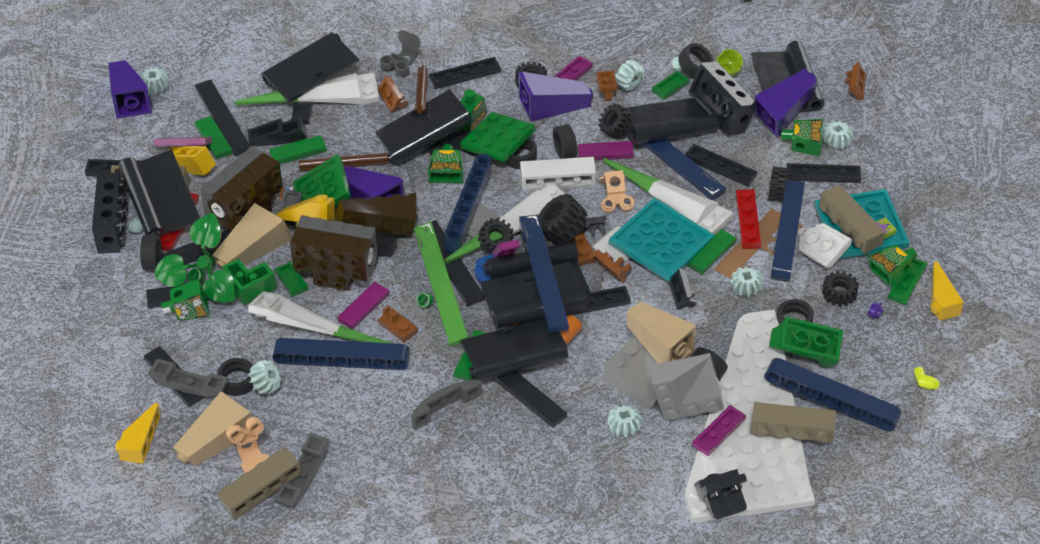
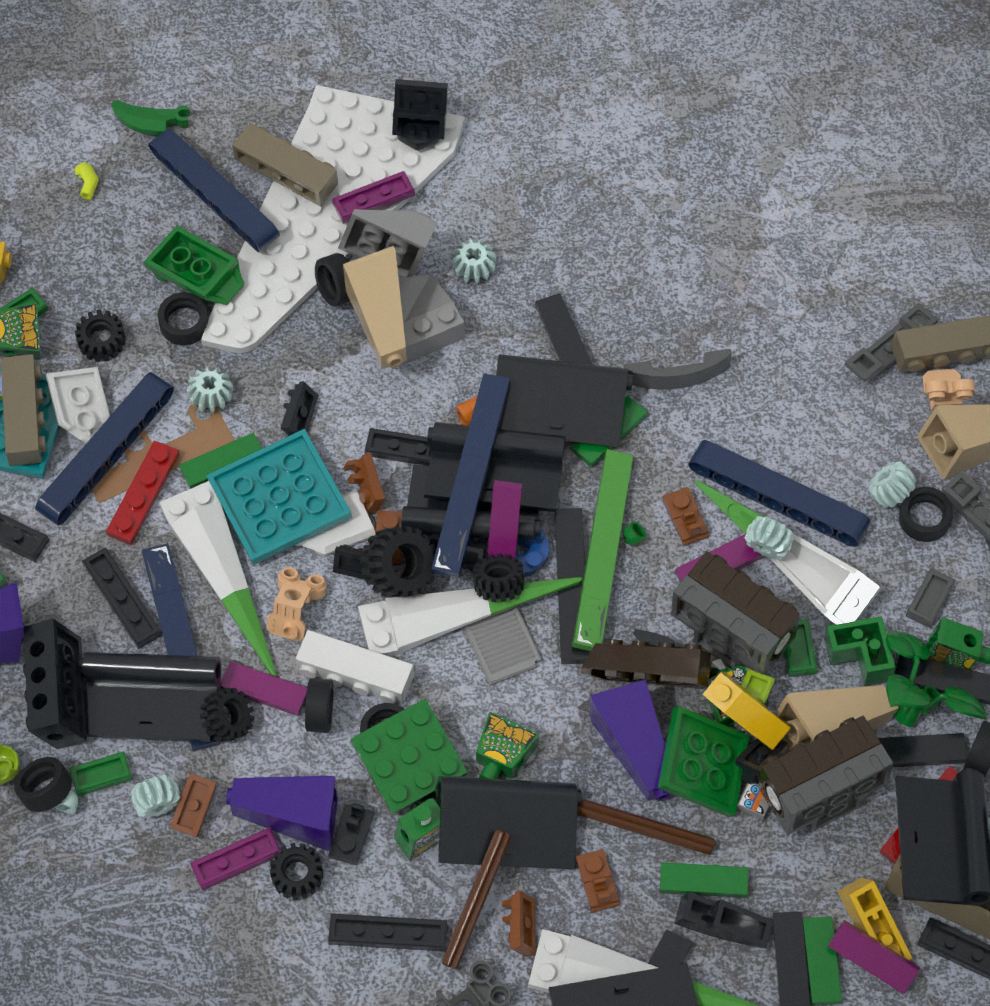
camera: 155 degrees left, 15 degrees up
(216, 334) = (930, 598): none -> dark grey tile
(333, 311) = (769, 537): none -> light aqua gear
(359, 130) = (597, 881): none -> dark orange plate
(468, 203) = (506, 648): dark blue beam -> none
(511, 104) = (351, 834): none -> black plate
(777, 183) = (74, 511): black tyre -> none
(875, 310) = (79, 290): dark purple plate -> none
(916, 433) = (150, 120): none -> green piece

